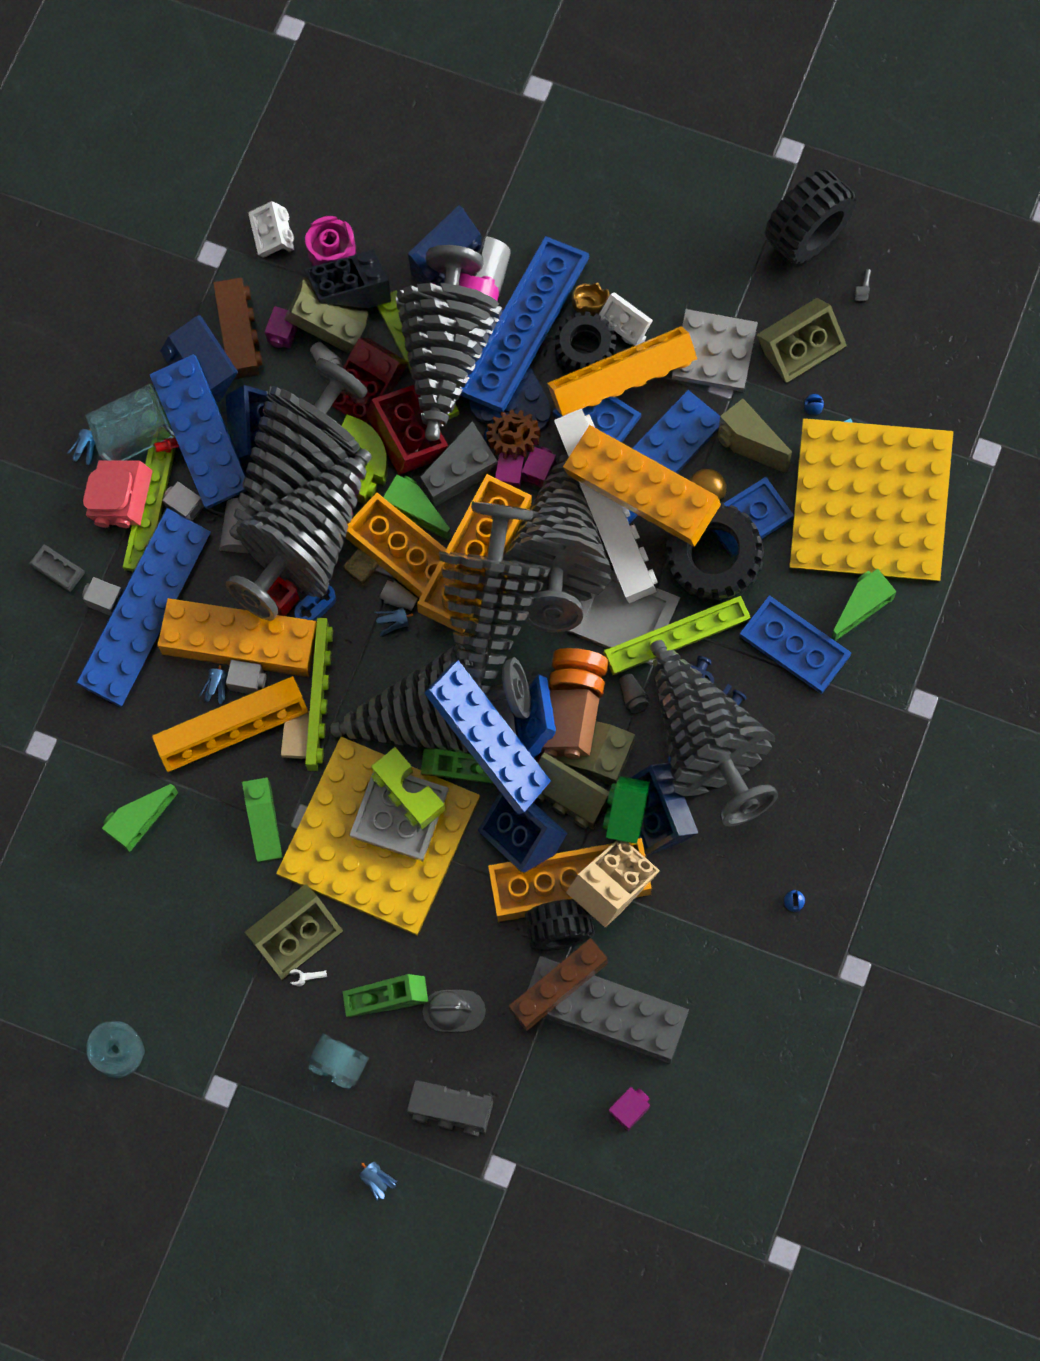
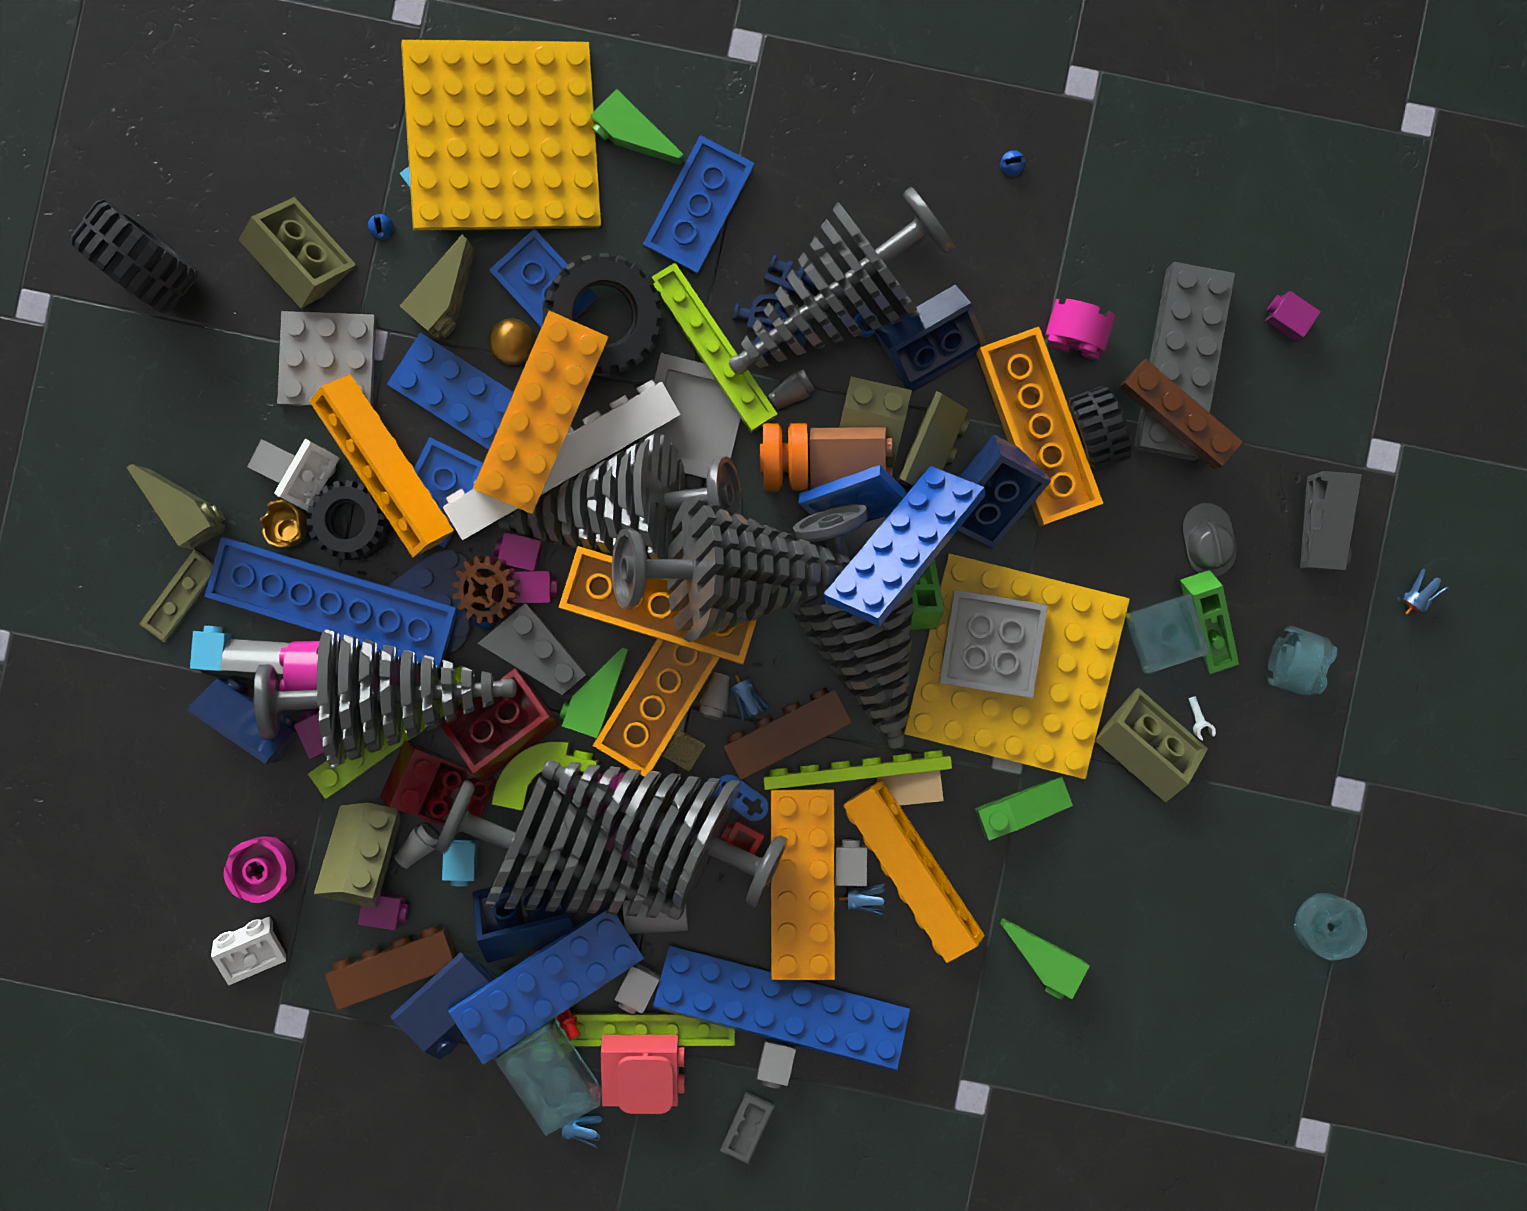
camera: 105 degrees left, 15 degrees up
(307, 386) = (461, 862): none -> medium azure brick
(351, 281) = (310, 833): black slope -> none
(358, 645) = (786, 734): none -> reddish brown brick
(381, 953) = (1167, 633): none -> clear light blue brick
(420, 806) = (990, 617): lime arch -> none
(506, 232) = (208, 648): none -> medium azure brick
(548, 219) = (178, 597): none -> olive tile
(612, 881) = (1045, 369): tan slope -> none
(614, 225) = (185, 515): none -> olive slope
(627, 811) = (951, 368): green brick -> none
(642, 296) = (271, 461): none -> light grey brick
(645, 924) = (1080, 328): none -> dark pink brick
(862, 292) = (219, 186): dark grey hand -> none

